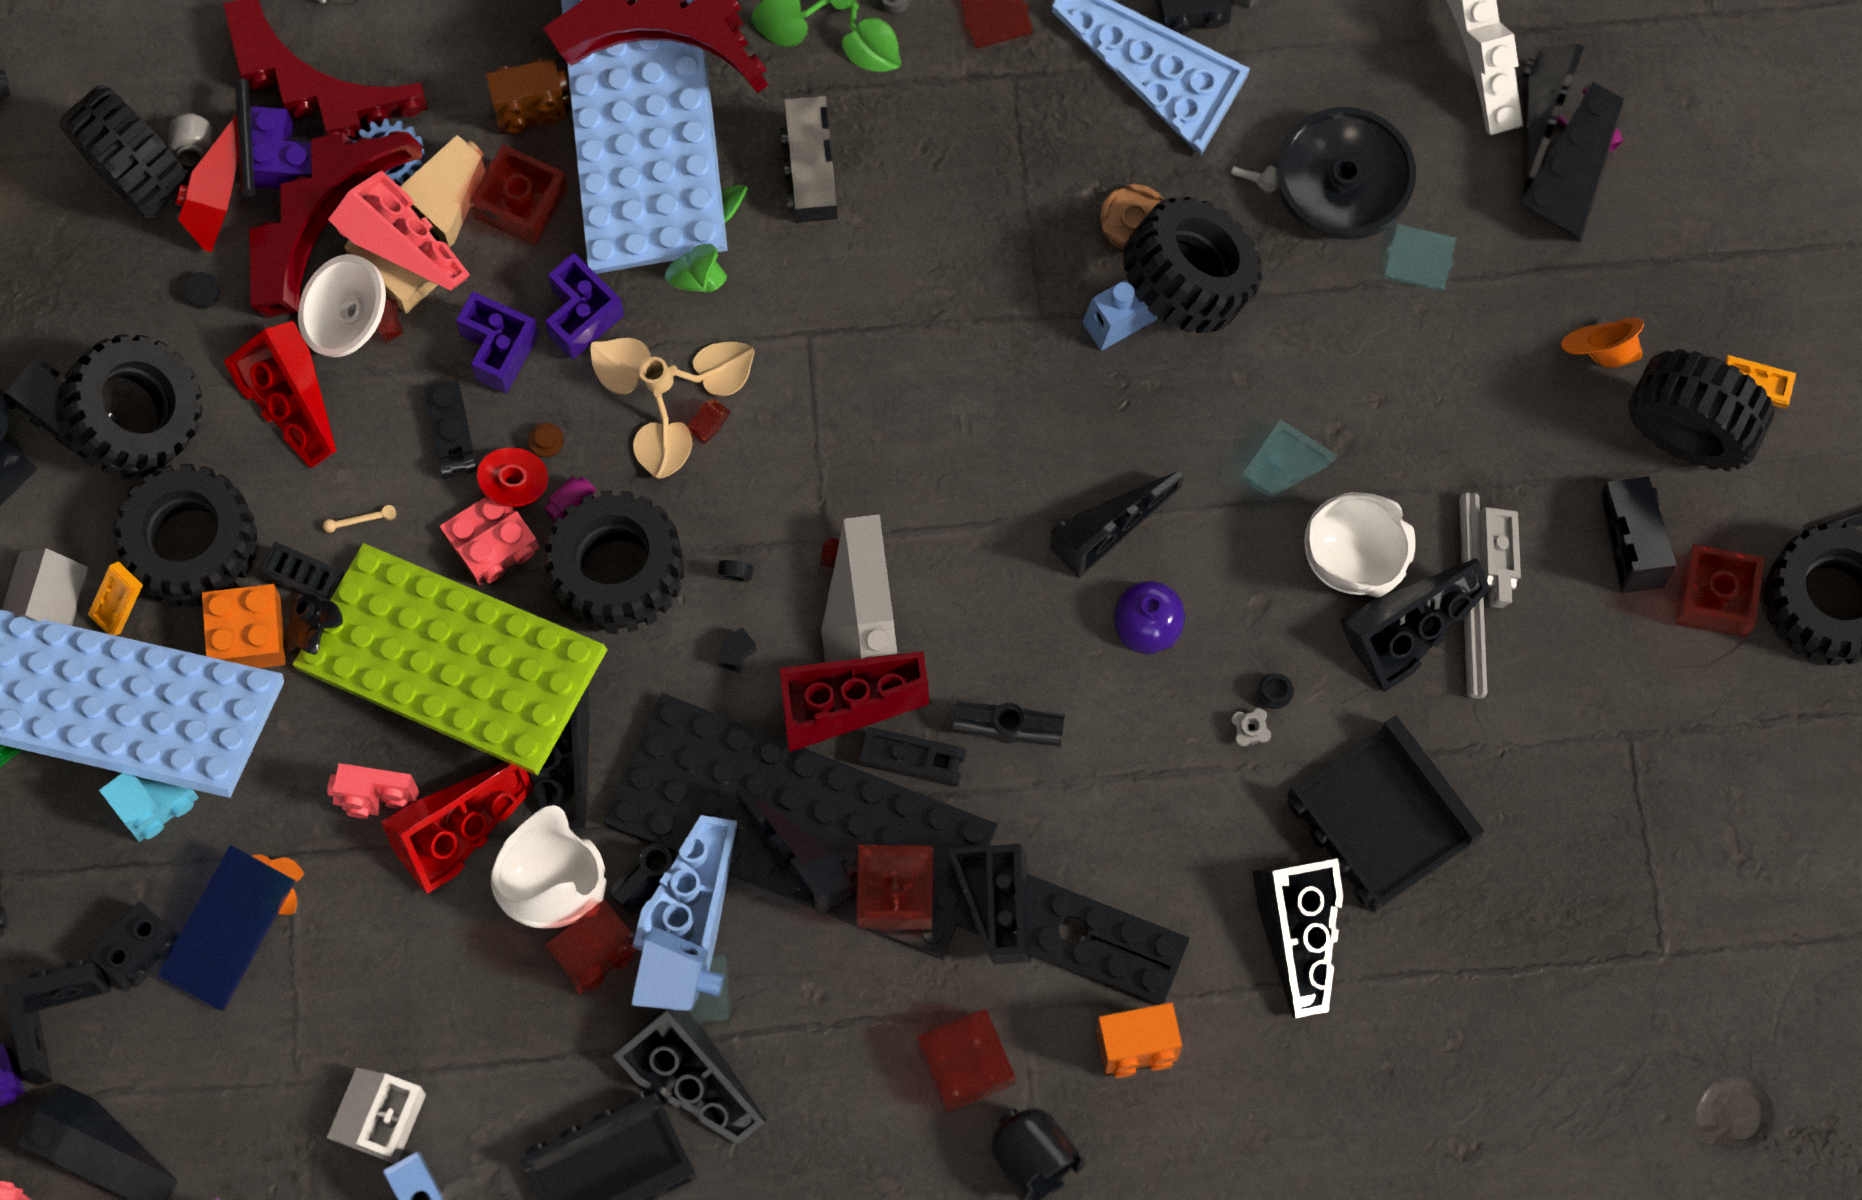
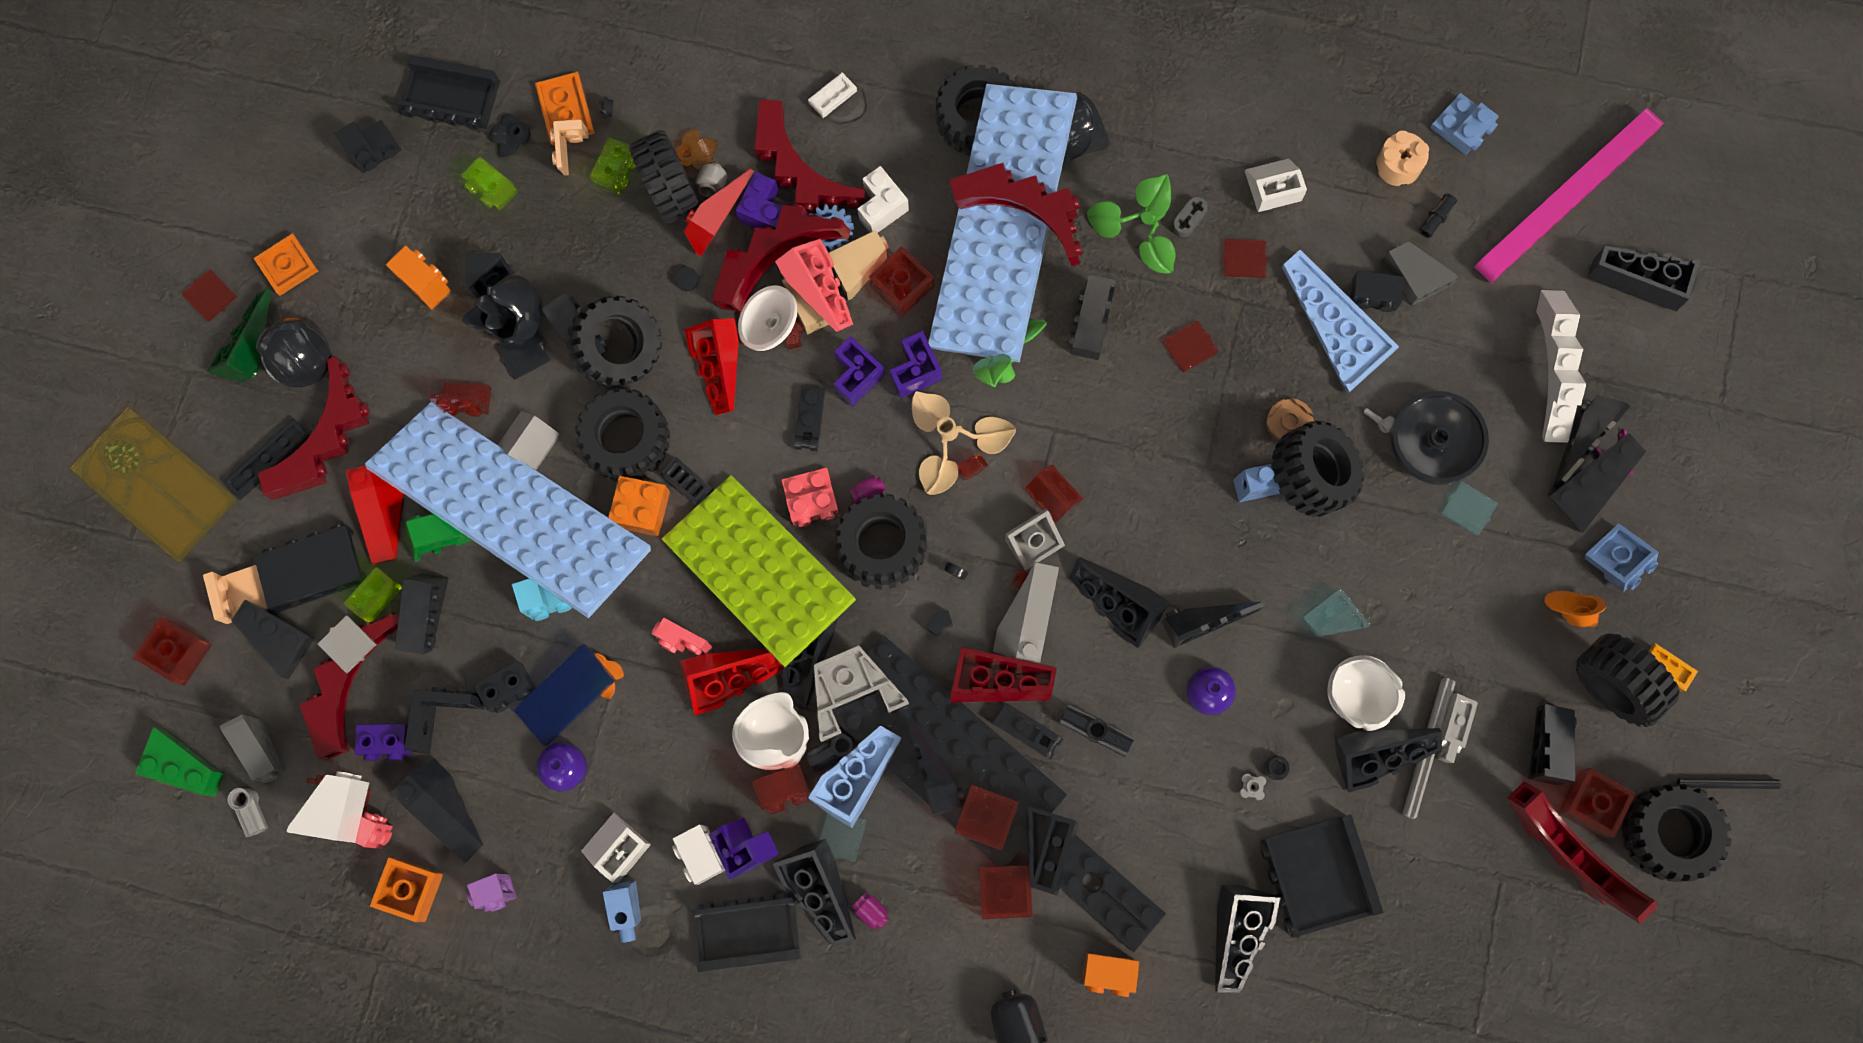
camera: 25 degrees right, 5 degrees up
(38, 163) = (613, 166): none -> clear neon green brick
(115, 599) = (566, 461): light orange plate -> none
(155, 101) = (700, 149): none -> clear orange plate
(245, 137) = (742, 192): black bar -> none
(256, 1031) = (561, 766): none -> dark purple cylinder
(309, 619) = (680, 514): black plate -> none
(388, 513) = (752, 459): tan hinge -> none
(456, 90) = (886, 201): none -> white brick
(502, 1075) = (698, 854): none -> white brick
(515, 467) = (841, 456): red dish -> none
(528, 95) = (928, 218): reddish brown brick -> none
(546, 440) = (866, 445): reddish brown plate -> none
(559, 1053) = (740, 850): none -> dark purple brick
(630, 767) = (846, 679): none -> light grey wing
(673, 973) = (826, 826): medium blue torso -> none
(776, 1076) = (871, 911): none -> magenta brick
(831, 490) = (1034, 539): none -> light grey slope
(836, 420) = (1053, 492): none -> clear red panel
(955, 980) = (1005, 892): none -> clear red brick
(961, 159) = (1190, 346): none -> clear red piece
(966, 1060) = (994, 945): clear red brick -> none
(988, 536) = (1126, 603): none -> black wedge
(1647, 255) = (1623, 558): none -> medium blue plate
(1708, 668) = (1573, 855): none -> dark red arch

